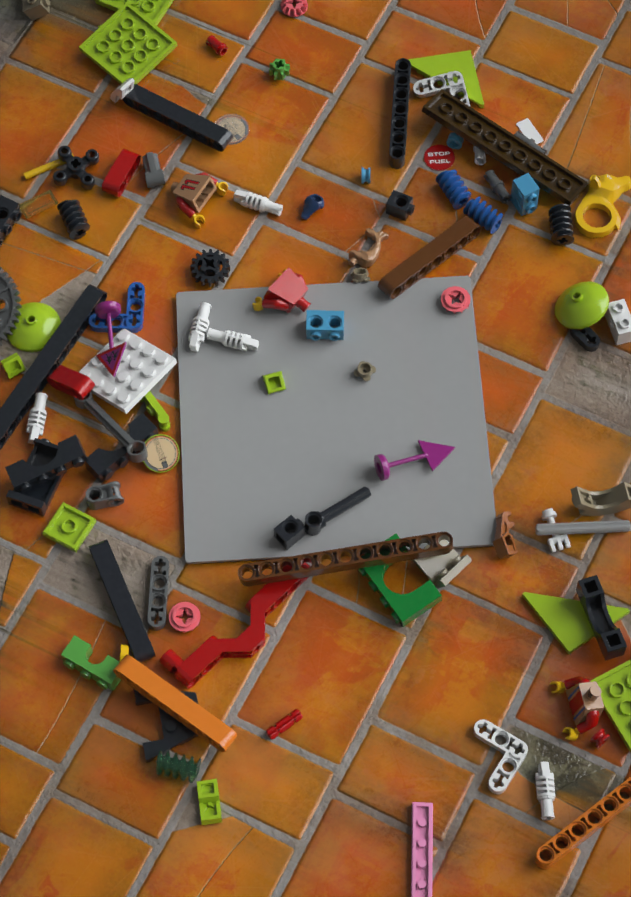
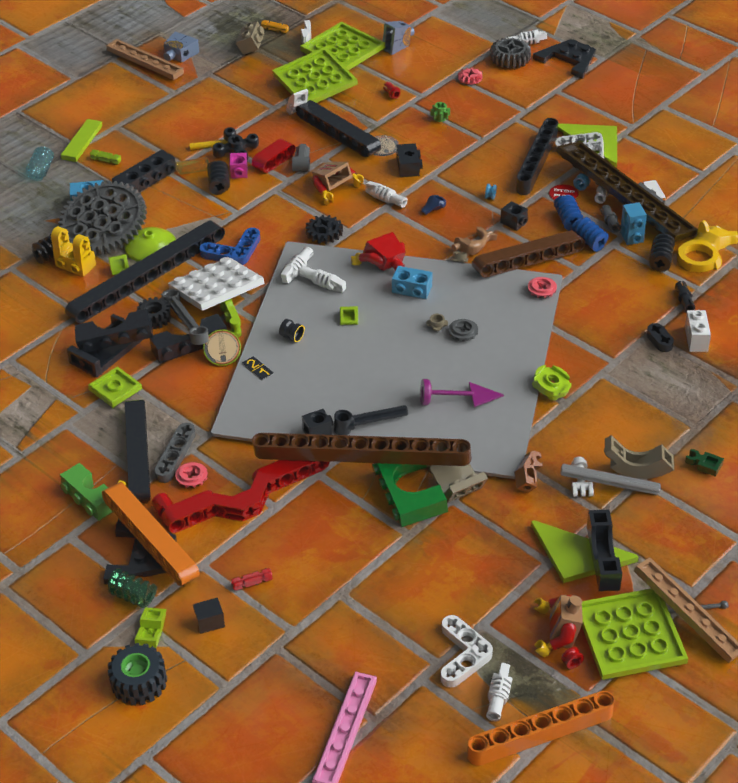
camera: 15 degrees right, 20 degrees down
(37, 417) = (123, 302): white hinge -> none
(69, 412) = (160, 311): none -> black tyre
(71, 382) = (163, 281): red beam -> none
(87, 190) = (238, 165): none -> dark pink brick
(105, 495) = (155, 370): dark grey piece -> none
(112, 357) = (218, 238): magenta piece -> none
(204, 469) = (257, 368): none -> black sticker
(218, 858) = (137, 674): none -> black wheel
(225, 417) = (292, 330): none -> black wheel
(260, 776) = (209, 615): none -> black panel
(267, 149) = (408, 160): none -> black brick
(399, 369) = (457, 326): none -> dark grey gear
(505, 416) = (543, 378): none -> lime plate
(582, 305) = (663, 310): lime dish -> none
(595, 274) = (684, 296): none -> black pin

